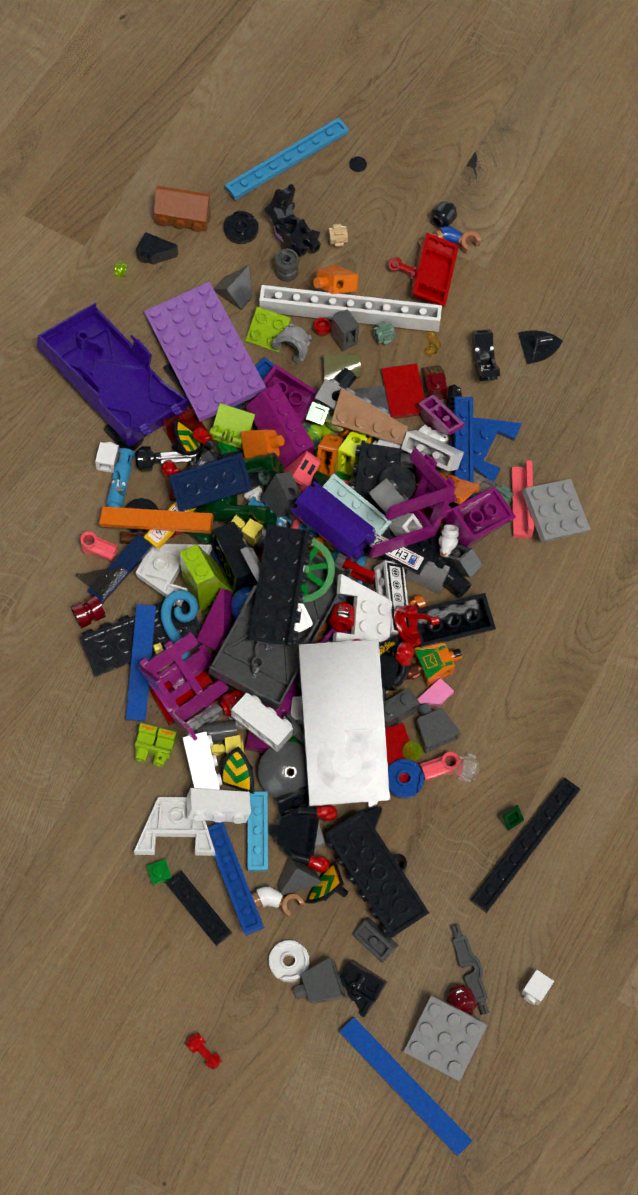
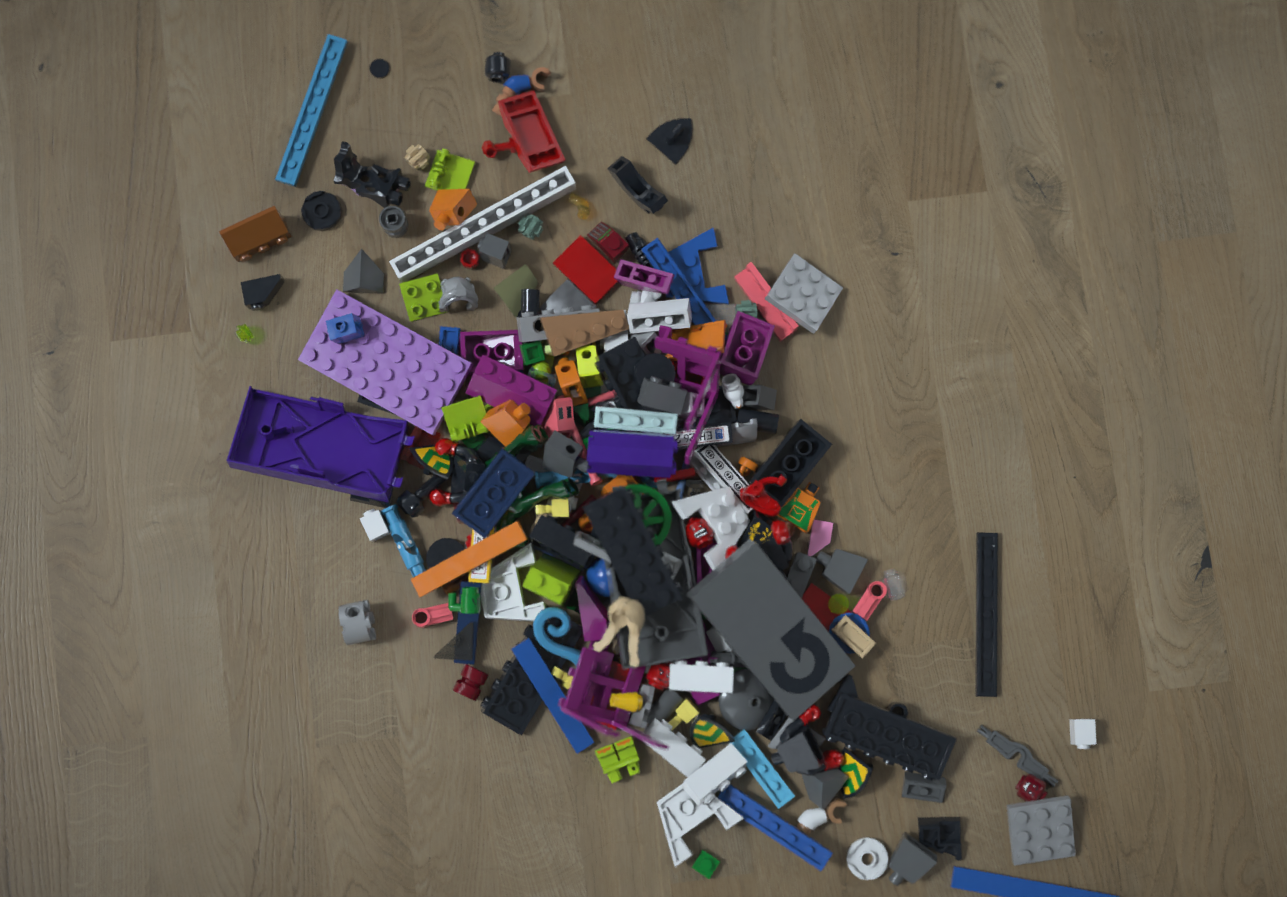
camera: 35 degrees left, 15 degrees up
(39, 510) = (357, 622): none -> light grey brick
(132, 550) = (469, 601): none -> green piece
(193, 306) = (345, 328): none -> blue head
(193, 701) = (627, 701): none -> yellow cone
(198, 908) = (761, 870): black tile -> none
(239, 624) = (623, 613): none -> tan hair
(354, 259) = (449, 171): none -> lime hinge
(405, 781) = (853, 636): none -> tan tile
(511, 817) = (958, 599): dark green slope -> none

